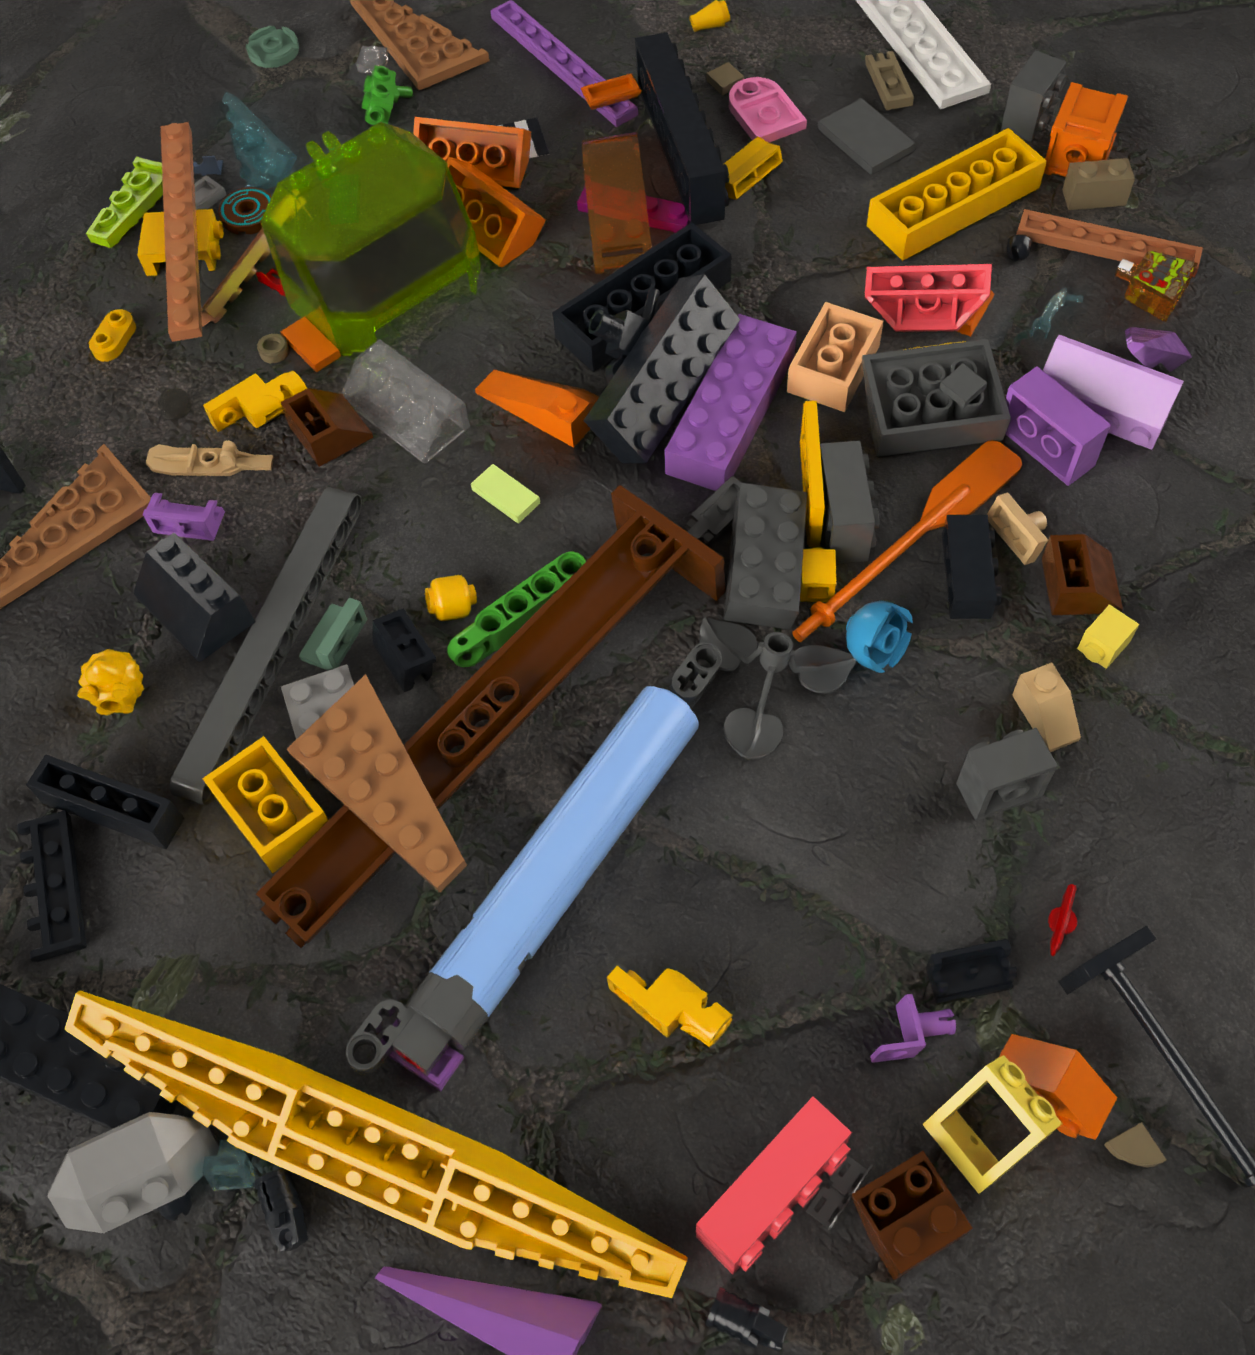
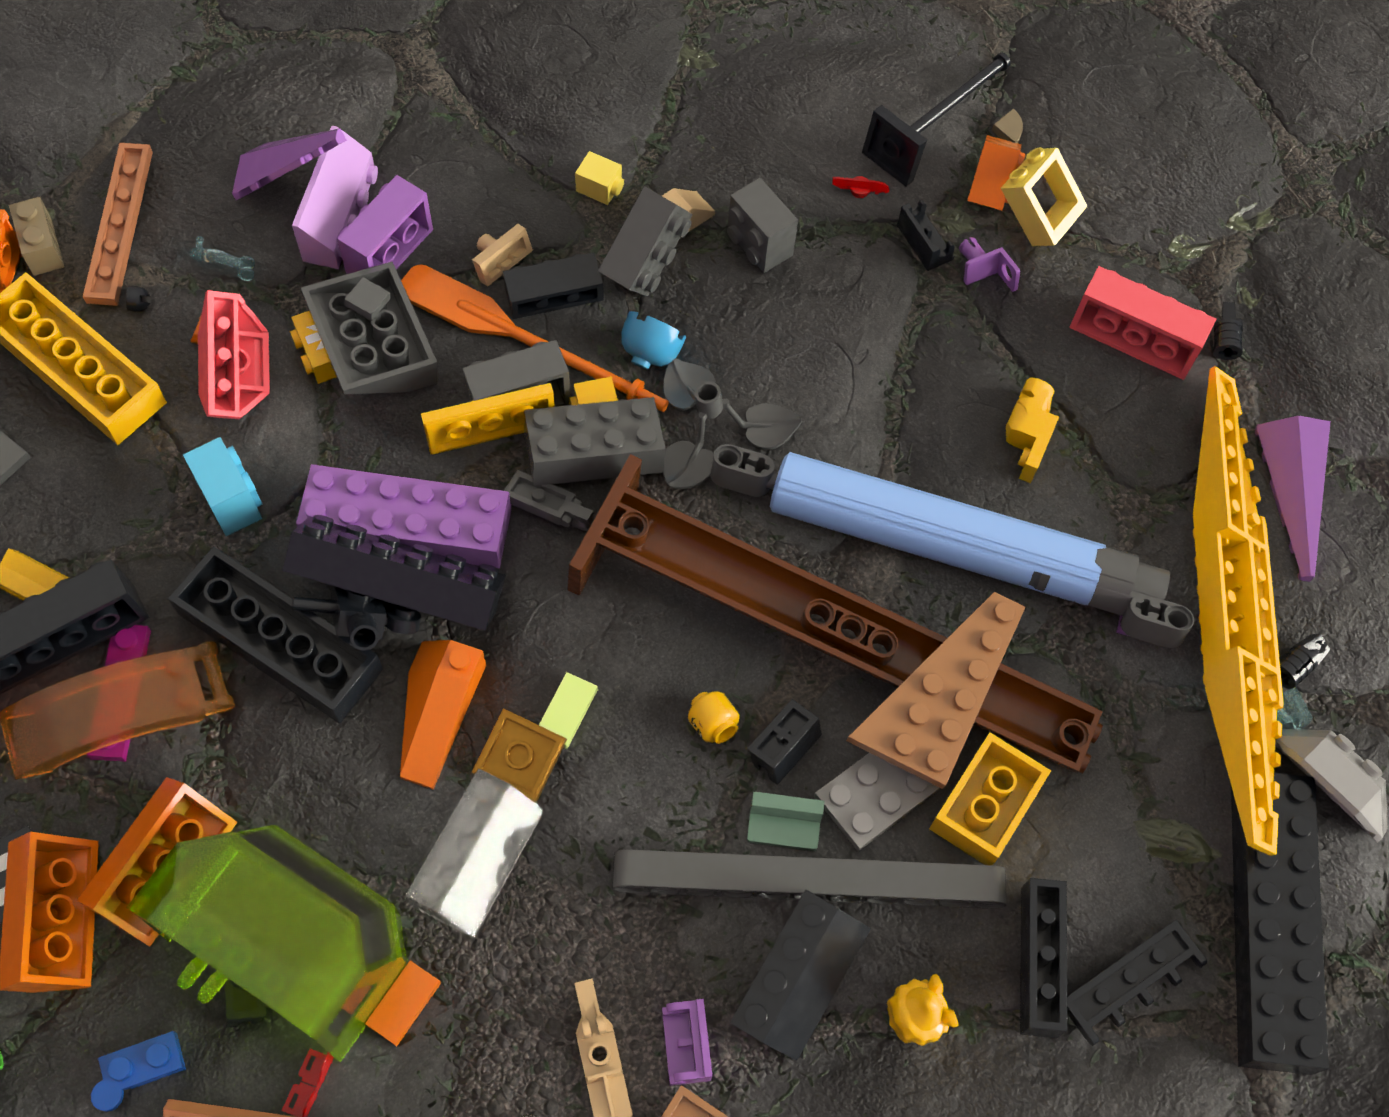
camera: 115 degrees left, 5 degrees up
(253, 400) = (510, 1021): yellow plate -> none
(273, 348) = (417, 1048): dark tan tile -> none
(325, 424) = (529, 924): reddish brown slope -> none
(475, 448) = (520, 754): none -> pearl gold tile
(501, 614) = (751, 679): bright green piece -> none
(794, 273) = (225, 485): none -> medium azure brick
(831, 356) = (328, 429): light nougat brick -> none
(910, 1215) = (1124, 238): reddish brown slope -> none
(991, 637) = (646, 242): none -> dark grey brick
(1079, 576) = (547, 203): reddish brown slope -> none
(1156, 282) = (172, 176): clear orange torso -> none

